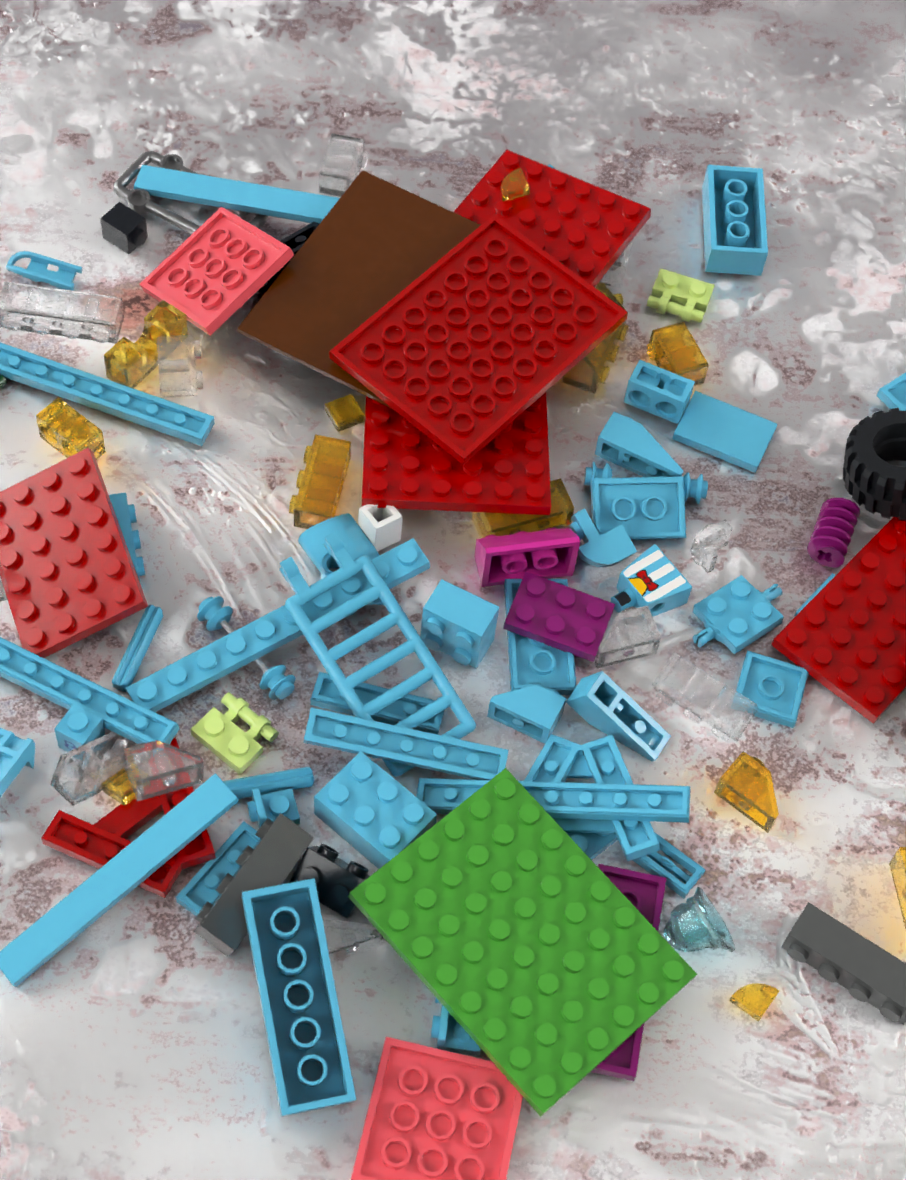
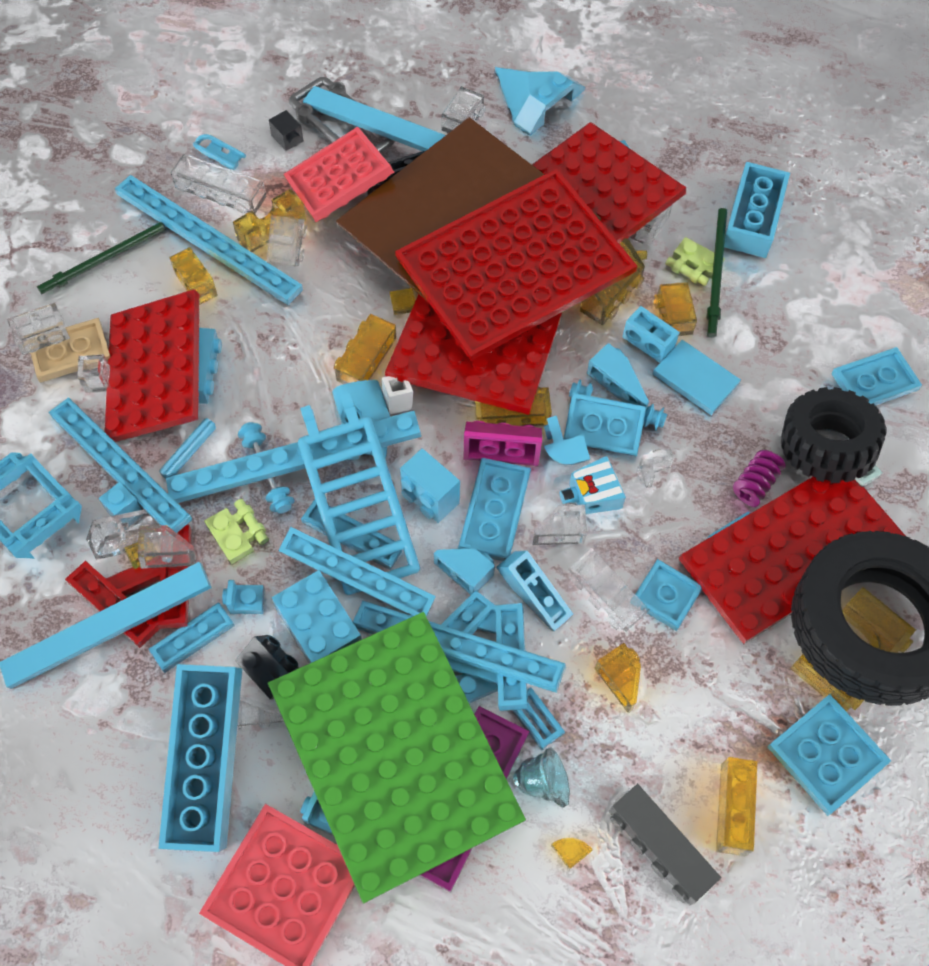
camera: 20 degrees right, 5 degrees up
(260, 867) = (212, 648): dark grey brick -> none
(271, 782) = (245, 576): medium azure axle -> none
(421, 128) = (533, 93): none -> medium azure wedge
(514, 185) = (584, 150): clear yellow tile -> none
(559, 616) = (513, 496): magenta plate -> none
(721, 350) = (714, 311): none -> dark green bar
(737, 614) = (659, 527): medium azure plate -> none

